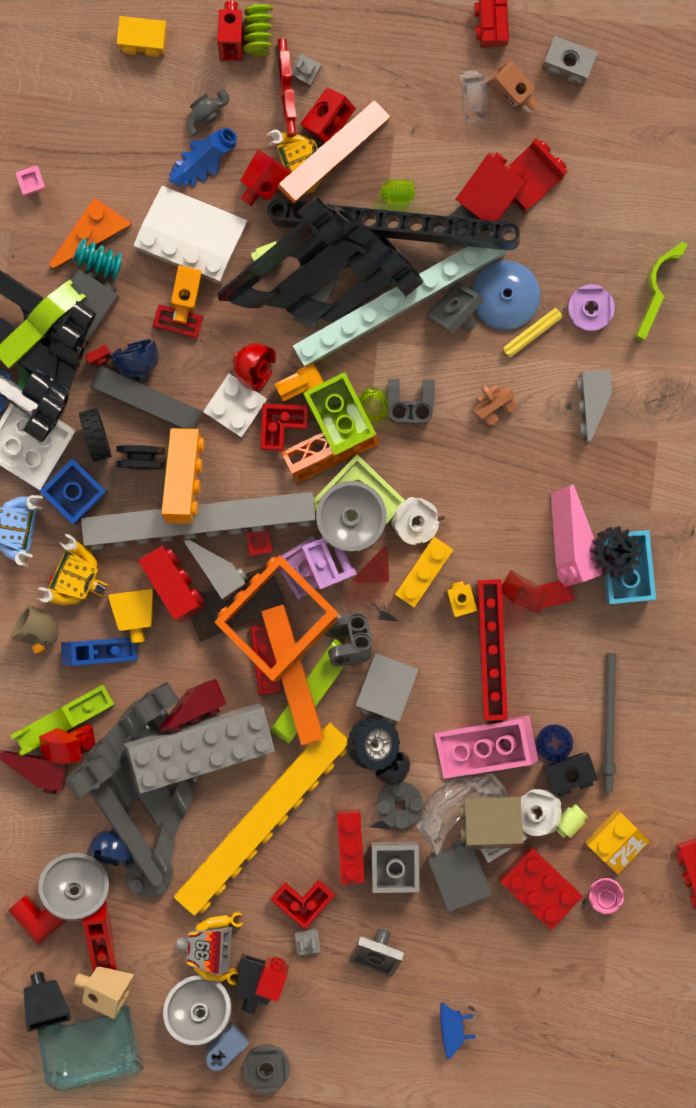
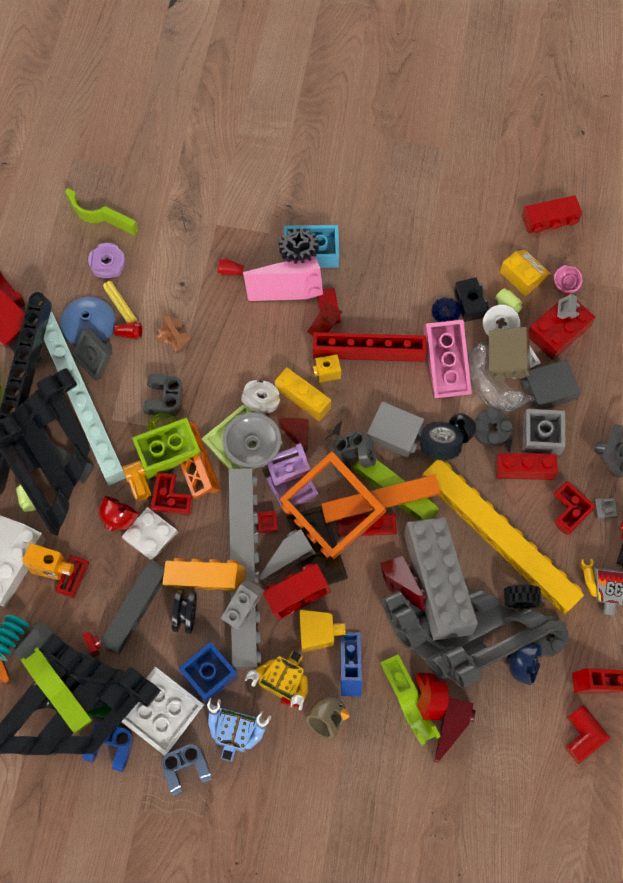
camera: 90 degrees left, 20 degrees down
(72, 873) = (549, 691): light grey dish -> none
(95, 435) = (160, 648): black tyre -> none
(137, 359) = (99, 610): dark blue cylinder -> none
(145, 524) = (242, 604): none -> light grey brick
(187, 844) = (522, 596): none -> black tyre
(495, 349) = (129, 330): none -> red cone
(556, 894) = (567, 307): none -> light grey tile
(592, 465) = (229, 267): none -> red cone
(595, 394) = (177, 262): light grey slope -> none
(609, 767) = (468, 273): dark grey bar -> none

